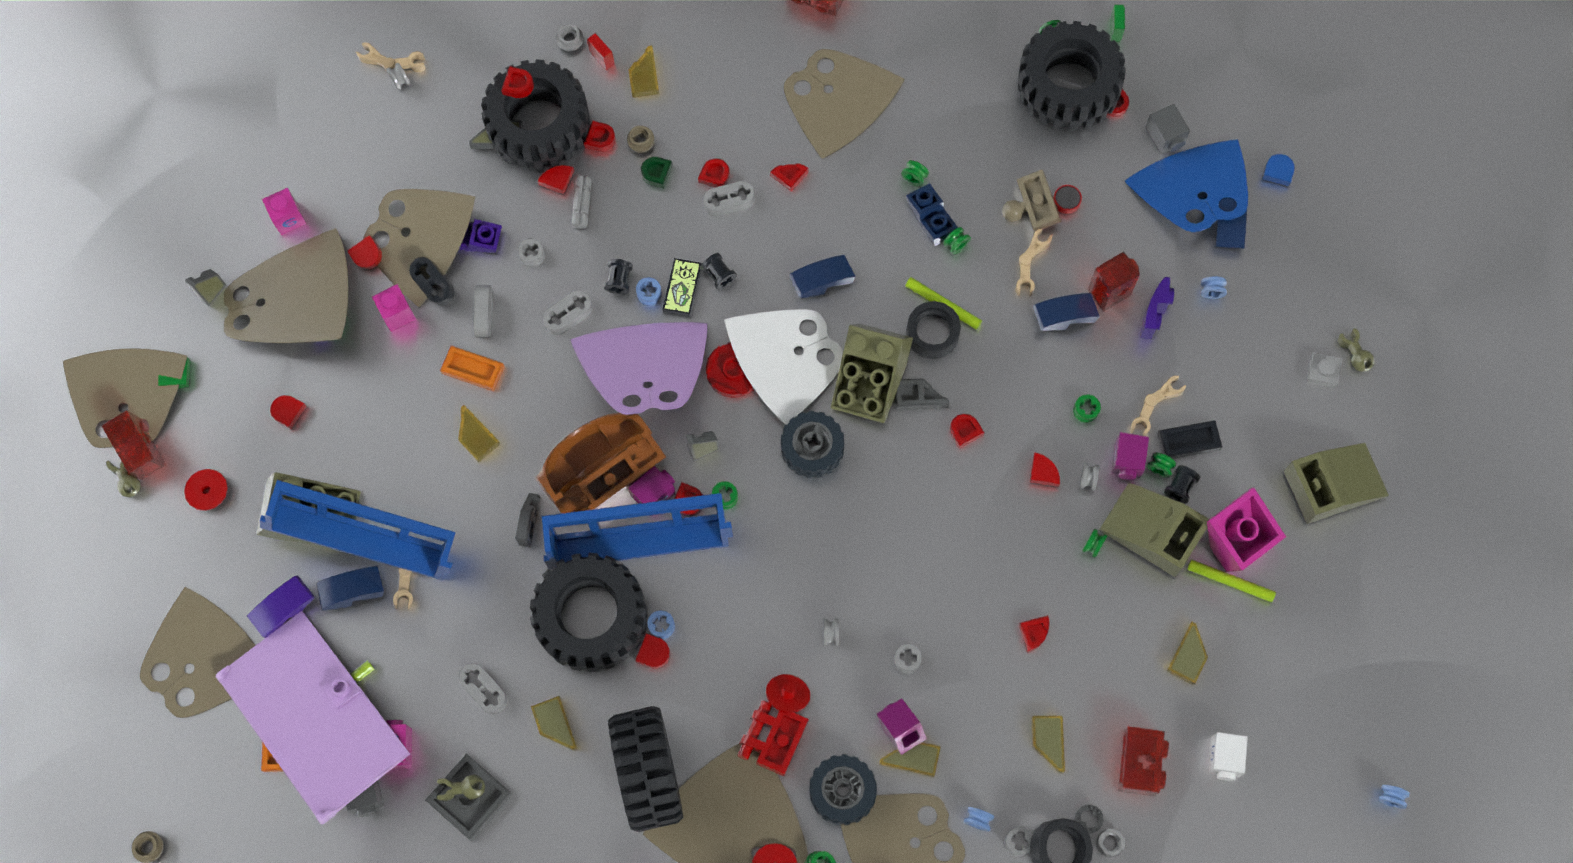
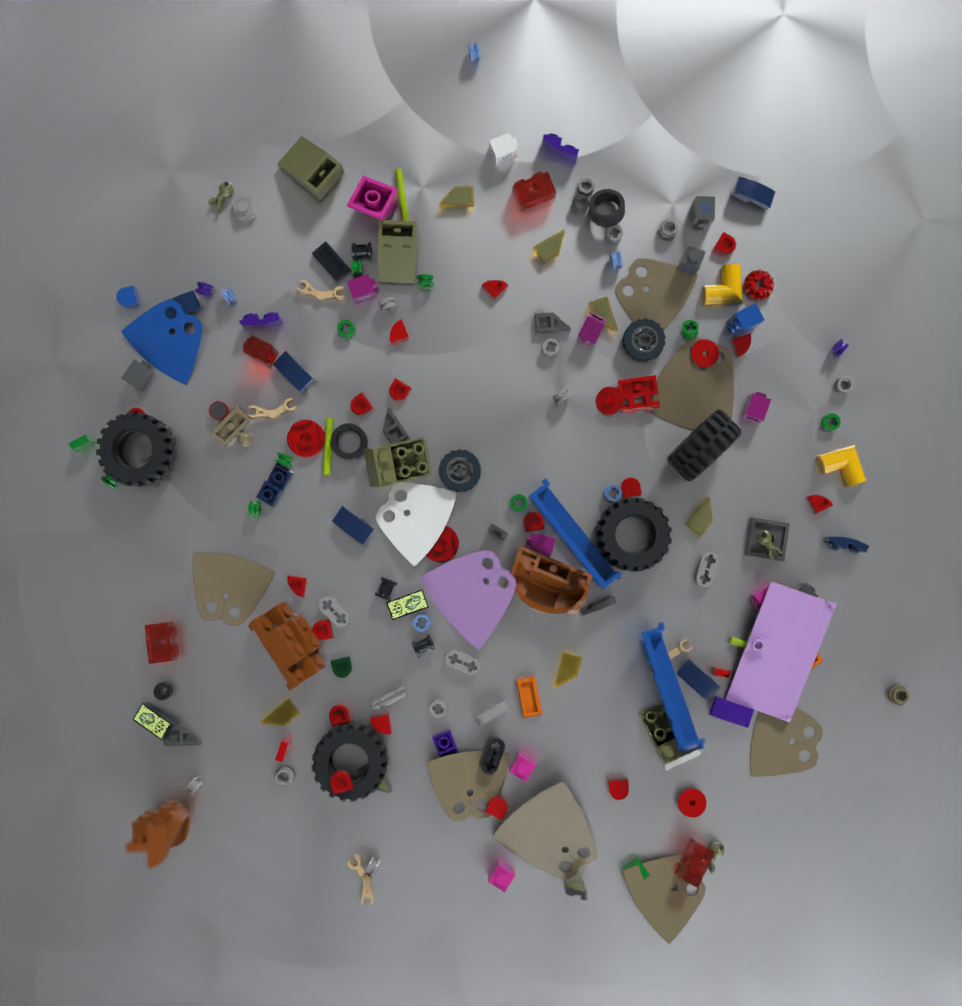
camera: 125 degrees left, 15 degrees up
(342, 623) = (720, 672): none -> red tile
(640, 132) = (326, 695): dark tan plate -> none
(721, 119) = (289, 643): none -> dark orange piece
(942, 677) = (549, 323): none -> dark grey tile
(969, 282) = (306, 438): none -> red tile
(974, 372) = (360, 405): none -> red tile
(1194, 832) = (553, 144): none -> dark purple slope
(1238, 263) = (204, 289): none -> dark purple bush

